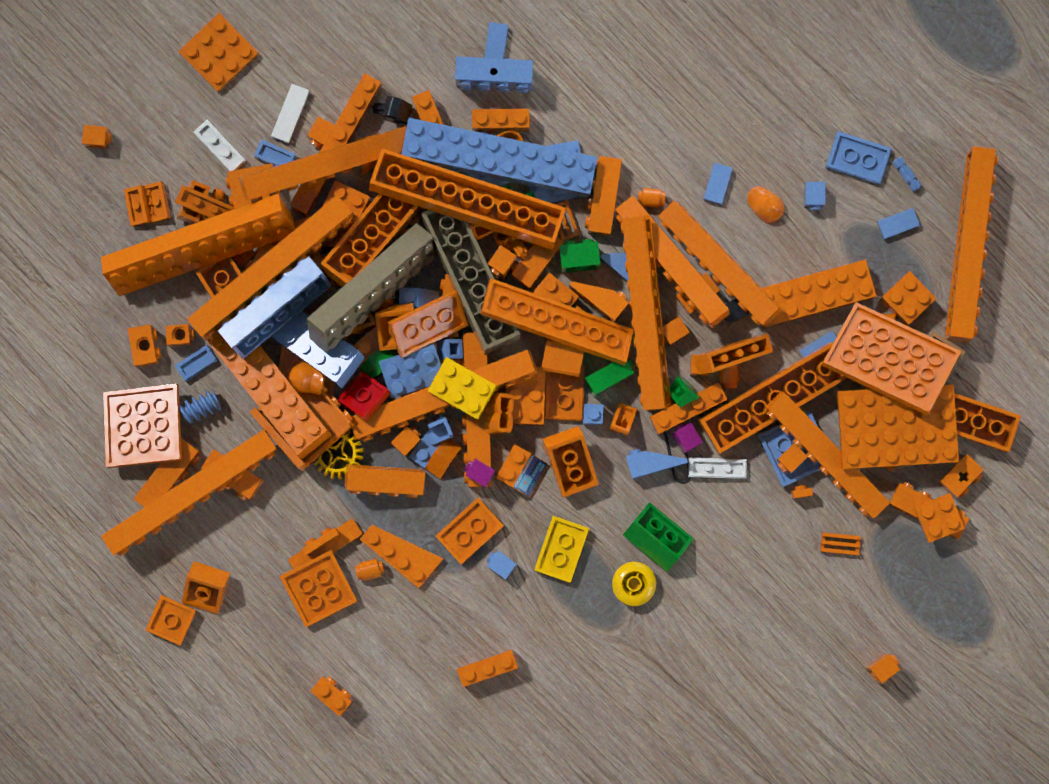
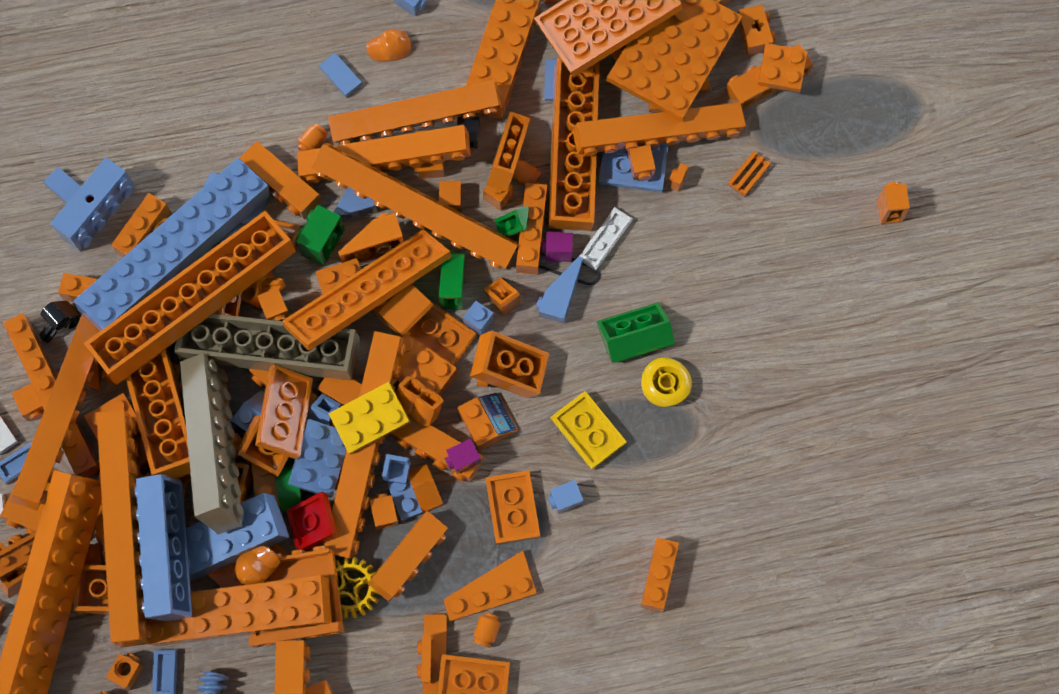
camera: 60 degrees left, 10 degrees down
(534, 263) = (296, 280): orange brick -> none

